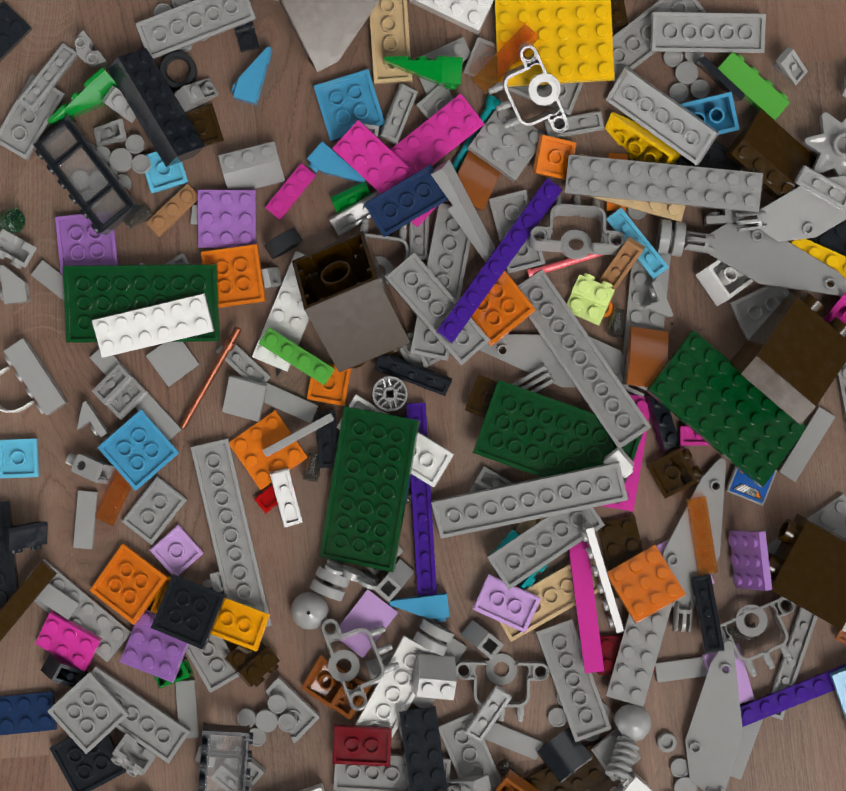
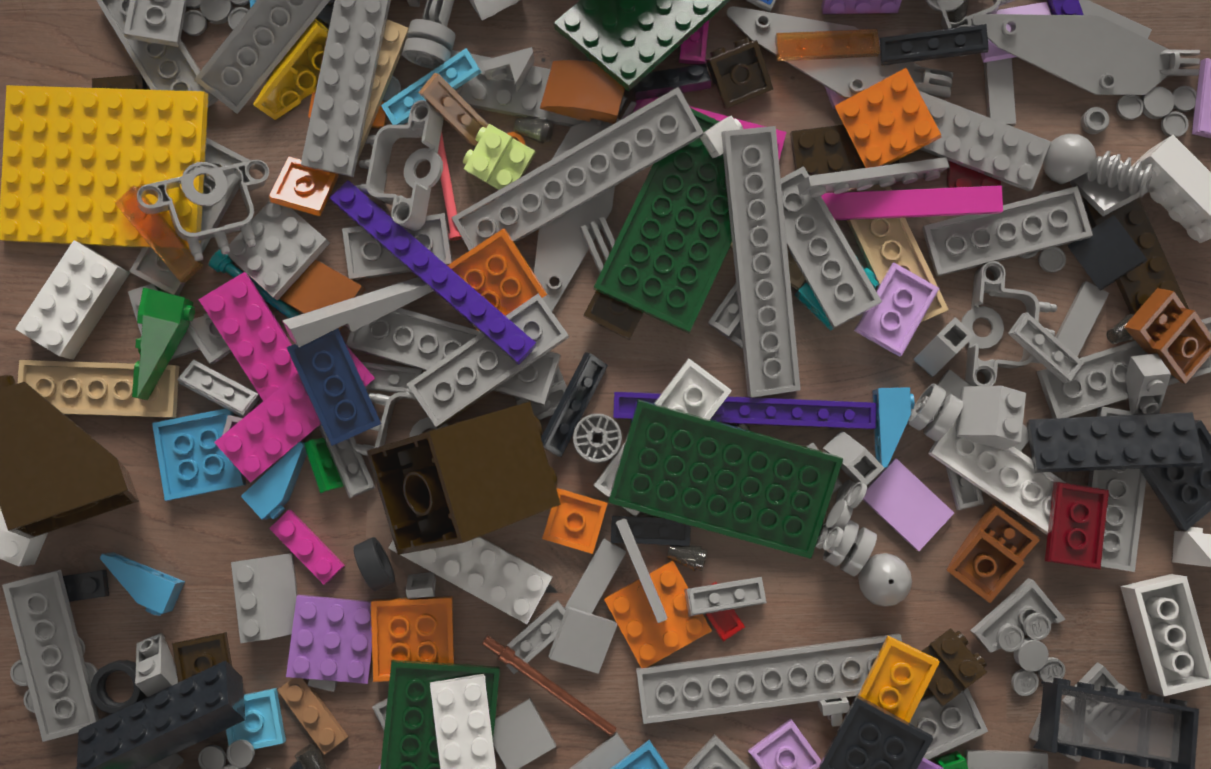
camera: 85 degrees left, 5 degrees down
(297, 356) = (531, 561): bright green brick -> none
(345, 654) = (959, 524): light grey piece -> none
(577, 125) = (267, 149): light grey tile -> none

